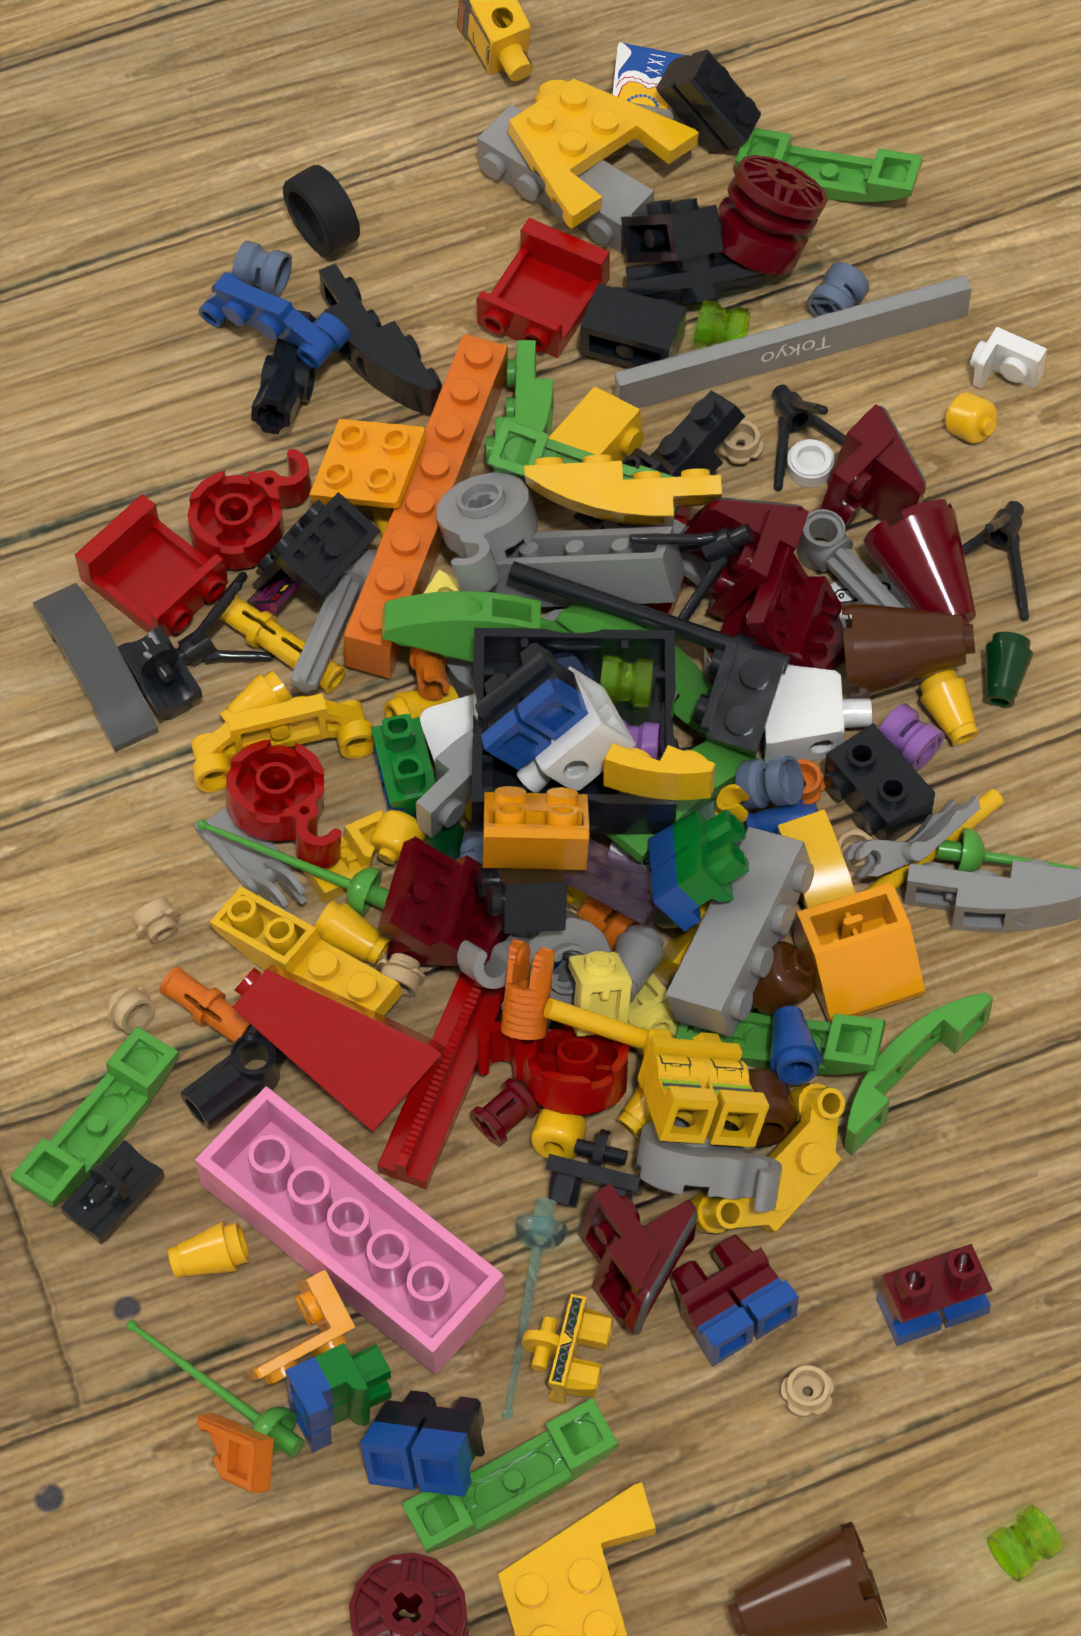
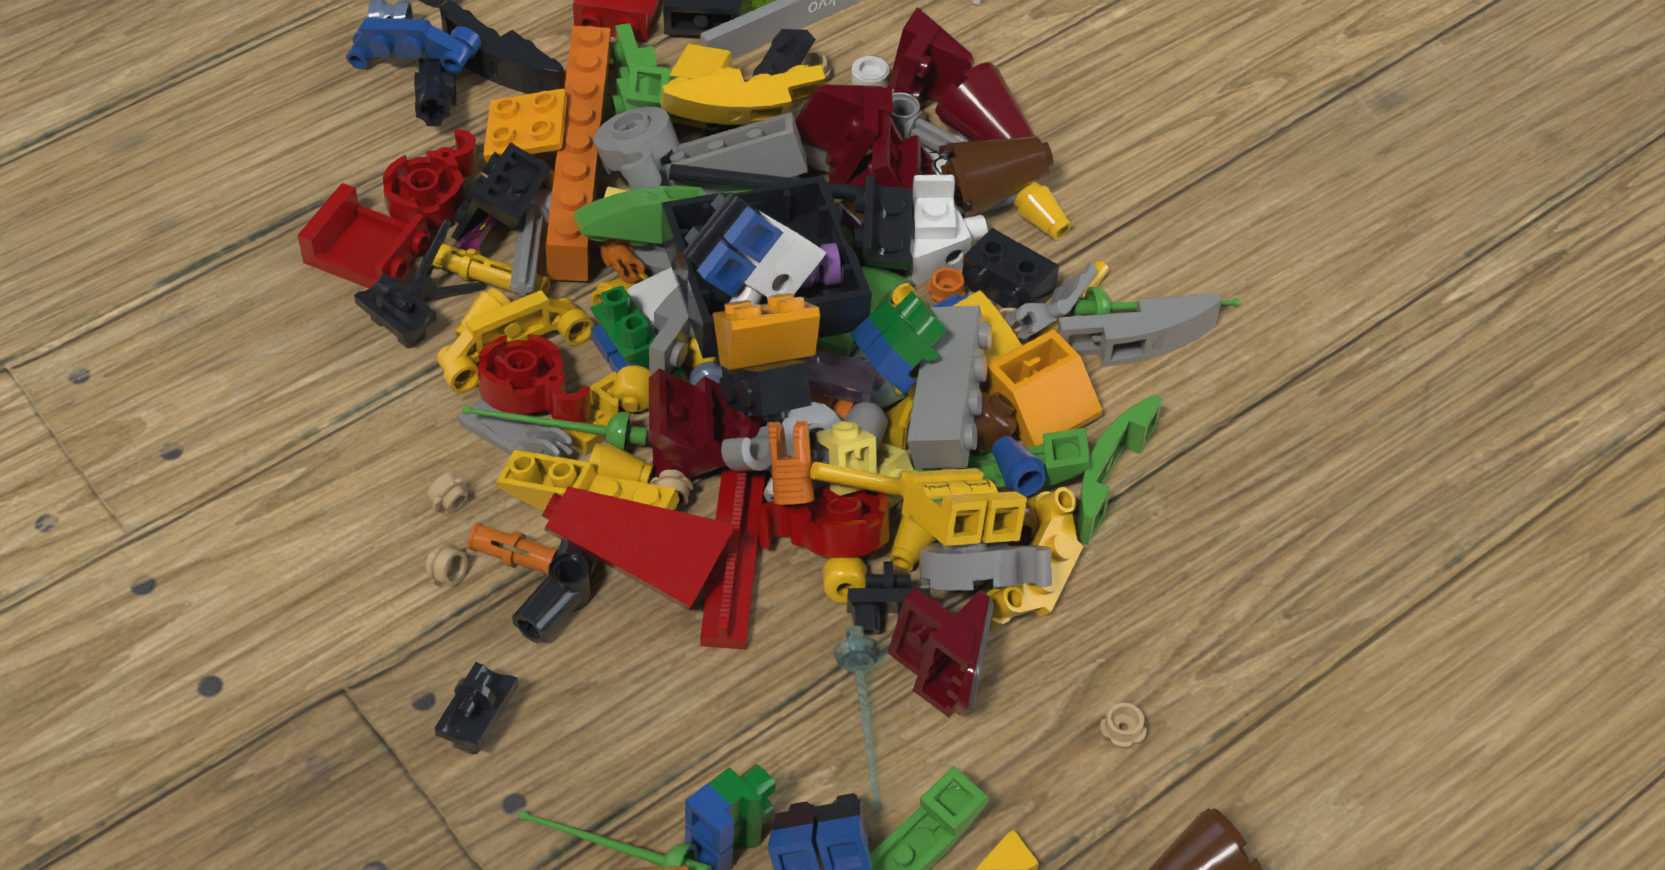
camera: 20 degrees left, 10 degrees down
(97, 666) = (341, 316): dark grey slope -> none
(100, 1122) = (447, 655): bright green slope -> none
(210, 1251) = (577, 736): yellow cone -> none
(319, 1305) = (691, 749): light orange bracket -> none
(347, 1220) = (697, 687): bright pink brick -> none
(519, 1106) = (794, 571): dark red bush -> none
(579, 1328) = (921, 757): yellow hips -> none
(627, 680) = (801, 219): clear neon green wheel -> none
(674, 777) = (865, 270): yellow slope -> none
(716, 548) = (831, 118): black plant -> none
(735, 1302) = (1039, 671): hips -> none
(774, 782) = (931, 281): sand blue wheel -> none
(795, 416) = (848, 43): black plant -> none
(808, 685) = (933, 207): none -> white bracket
(911, 736) = (1028, 234): medium lavender wheel -> none
(945, 1283) = (1199, 624): dark red hips -> none
(971, 417) = (982, 21): yellow piece -> none
(1003, 533) = (1036, 91): black plant -> none
(1006, 666) = (1074, 176): dark green cone -> none
(1025, 1543) = (1348, 797): clear neon green wheel -> none

